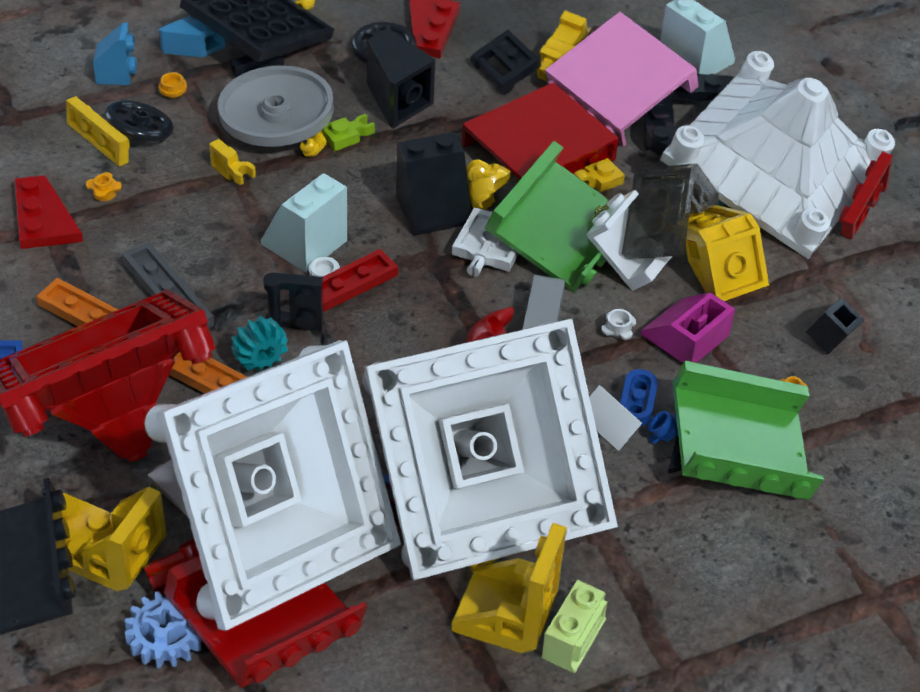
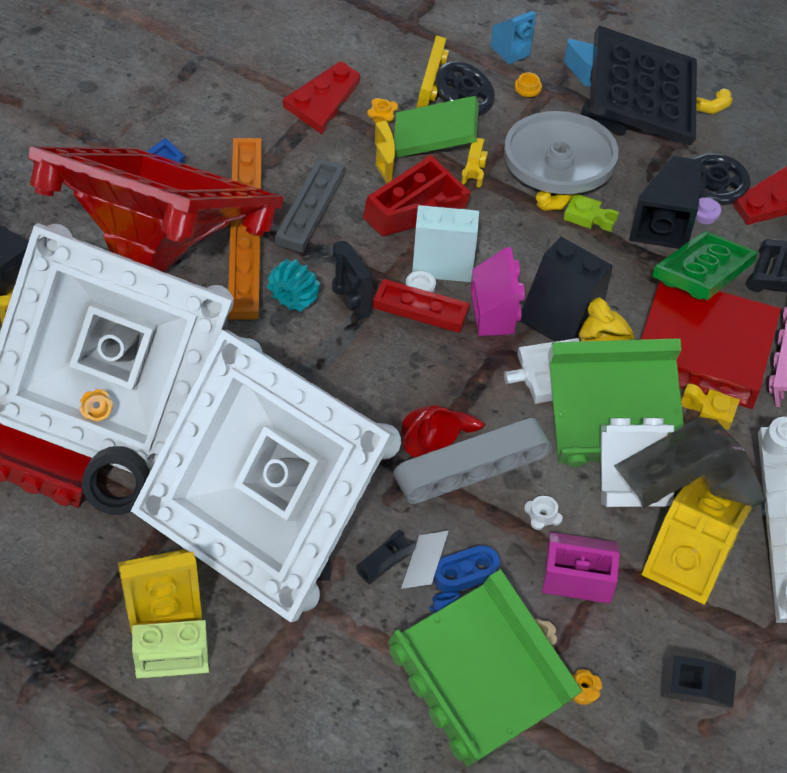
camera: 55 degrees right, 5 degrees up
(166, 210) = (384, 150): none -> yellow slope
(167, 161) = (436, 126): none -> bright green tile
(236, 215) = (425, 184): none -> red wedge
(304, 531) = (100, 412): none -> light orange plate
(353, 572) = (103, 501): none -> black tyre
(391, 223) = (497, 294): none -> dark pink slope
(477, 95) = (704, 265): none -> green plate

